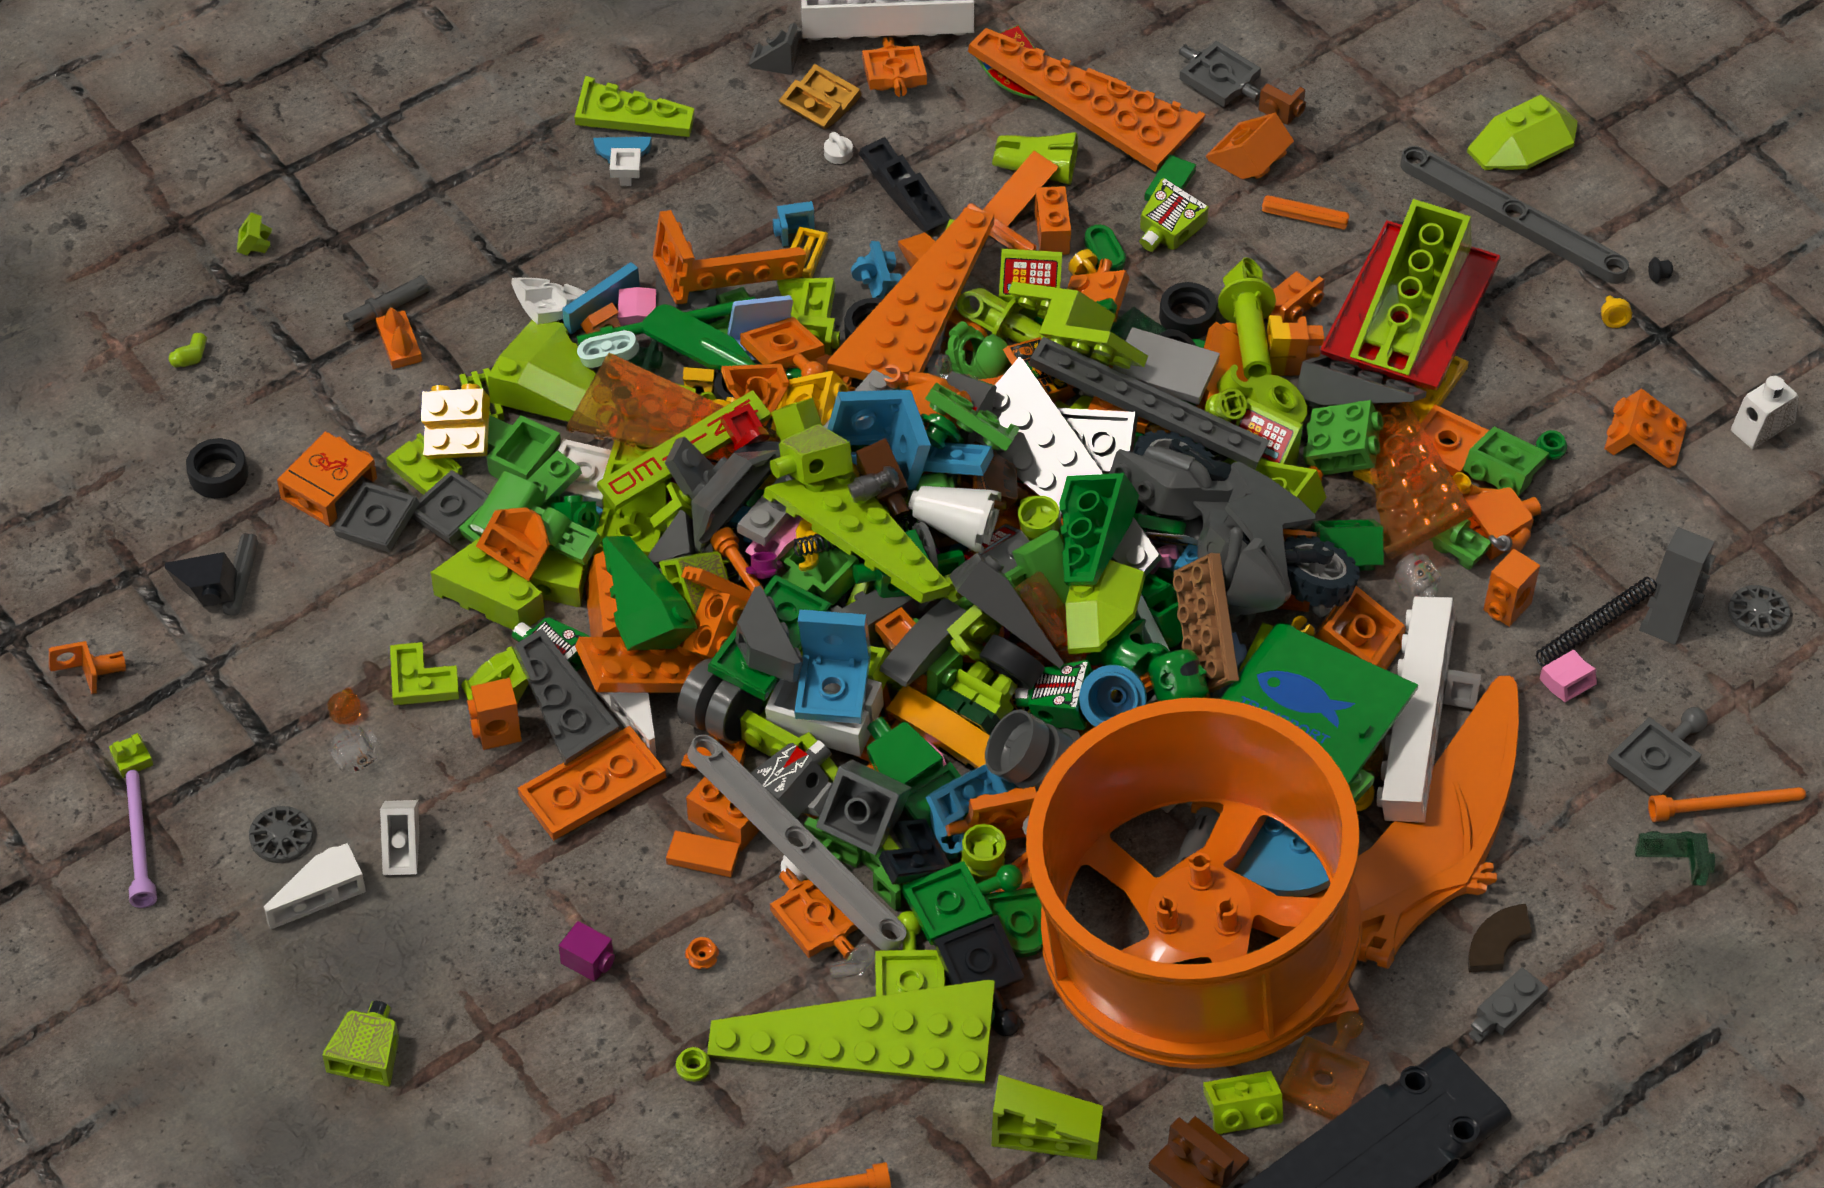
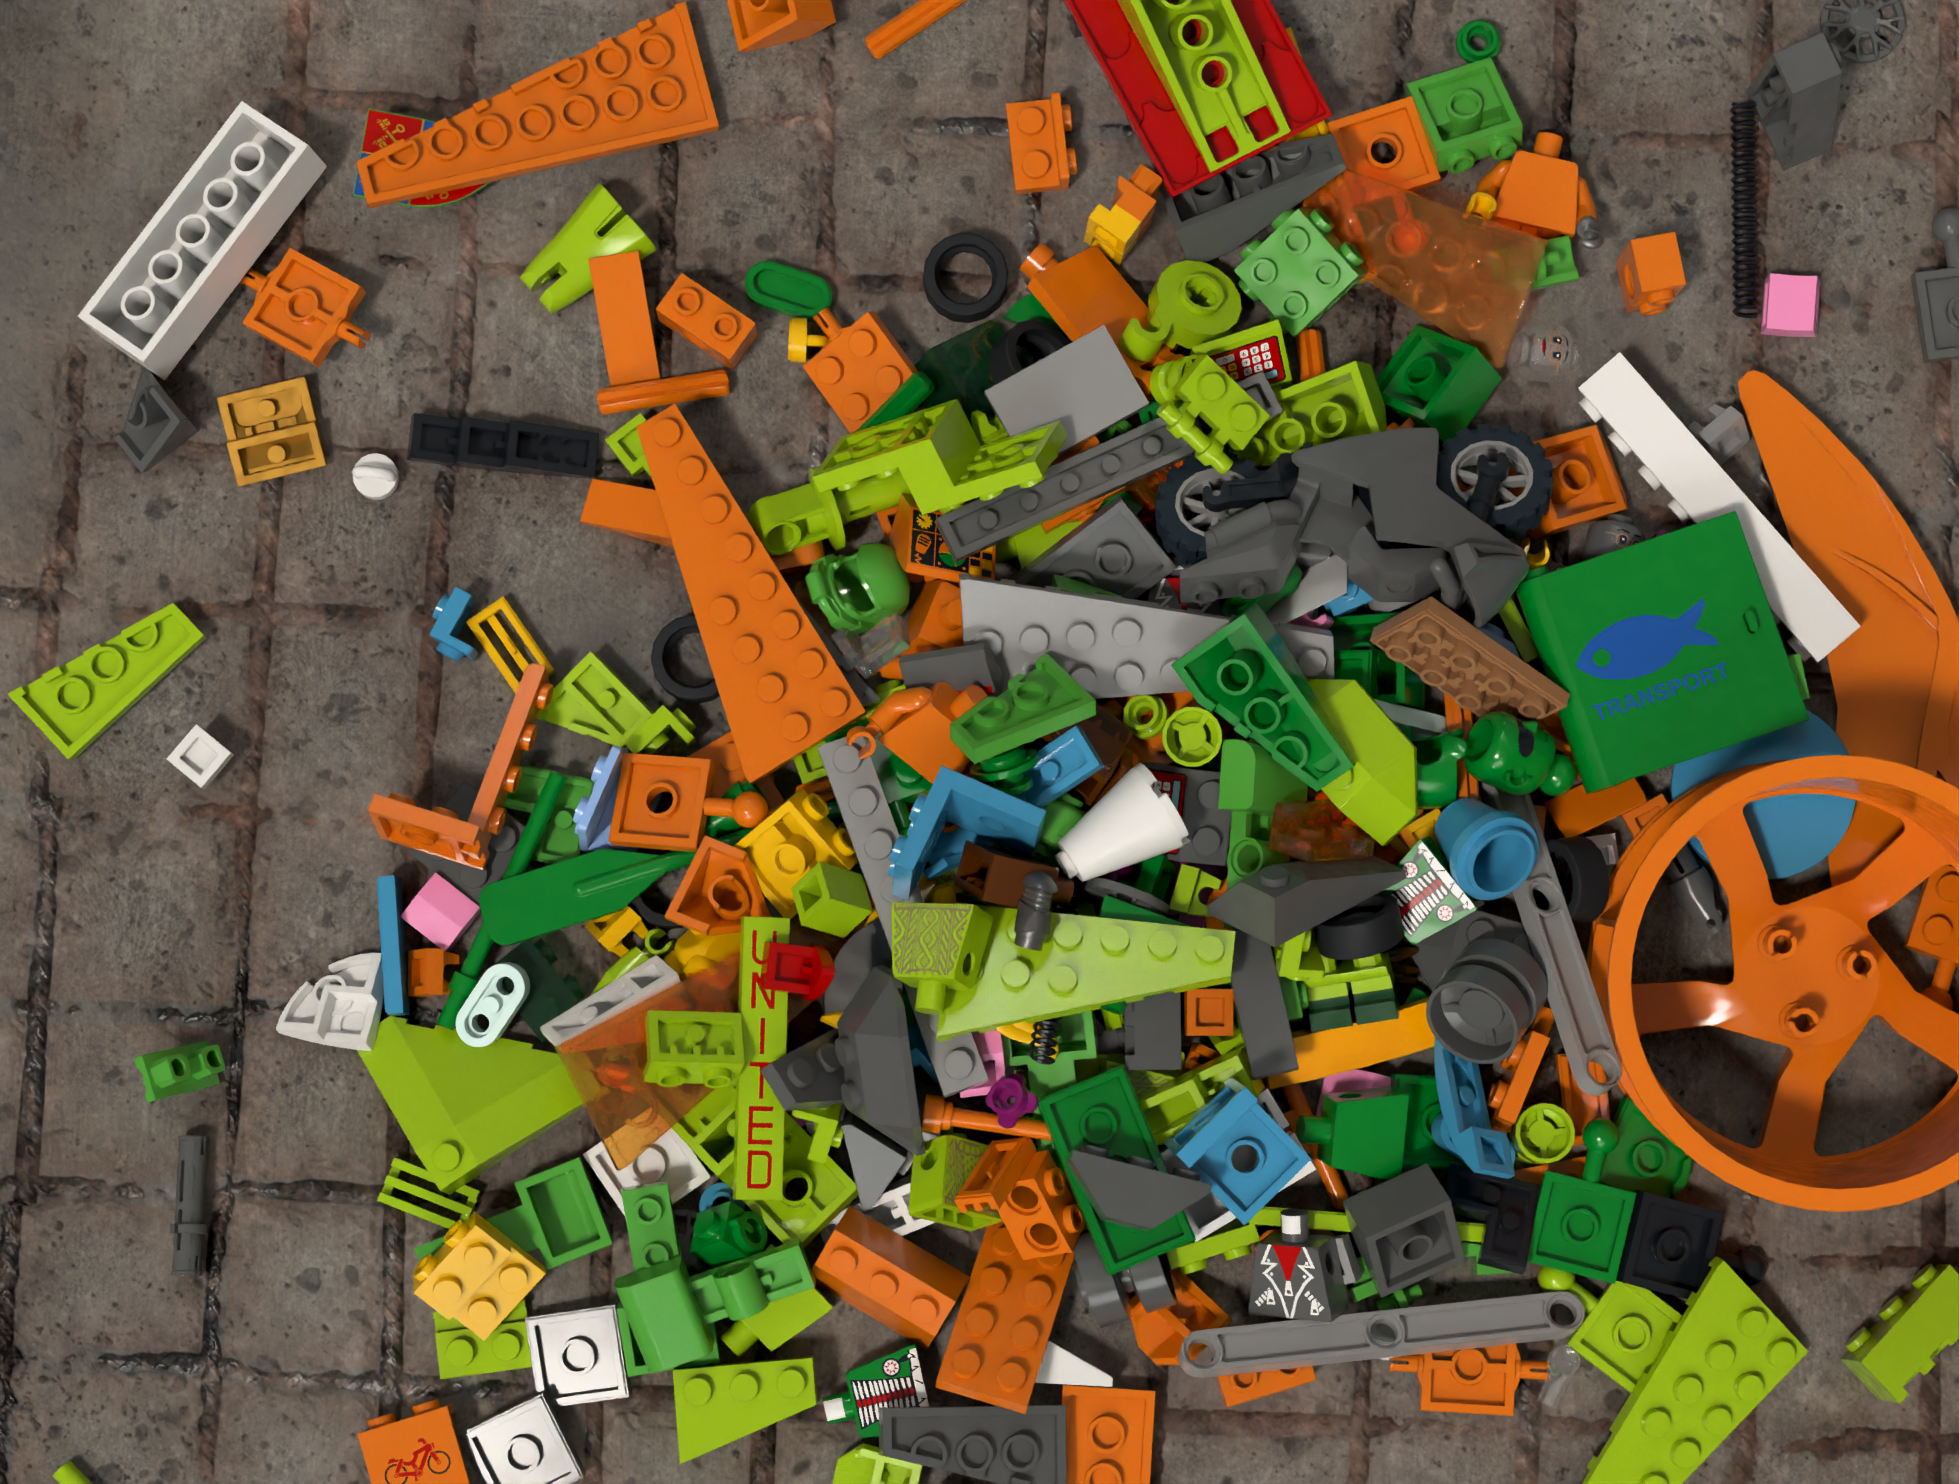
camera: 55 degrees left, 30 degrees up
(398, 339) = (257, 1229): orange tile -> none
(453, 249) = (180, 1070): none -> bright green hips
(516, 540) = (734, 1346): orange slope -> none
(604, 144) = (159, 734): dark azure tile -> none
(648, 606) = (948, 1265): green wedge -> none
(660, 408) = (693, 1048): none -> lime bracket
(703, 853) = (1288, 1426): orange tile -> none
(875, 270) = (613, 592): dark azure hips -> none
(1030, 268) = (793, 436): slope -> none
(1171, 217) = (815, 183): torso -> none
(1175, 171) = (748, 128): green tile -> none
(1230, 420) = (1221, 404): none -> lime plate
(1247, 303) = (1017, 208): lime piece -> none

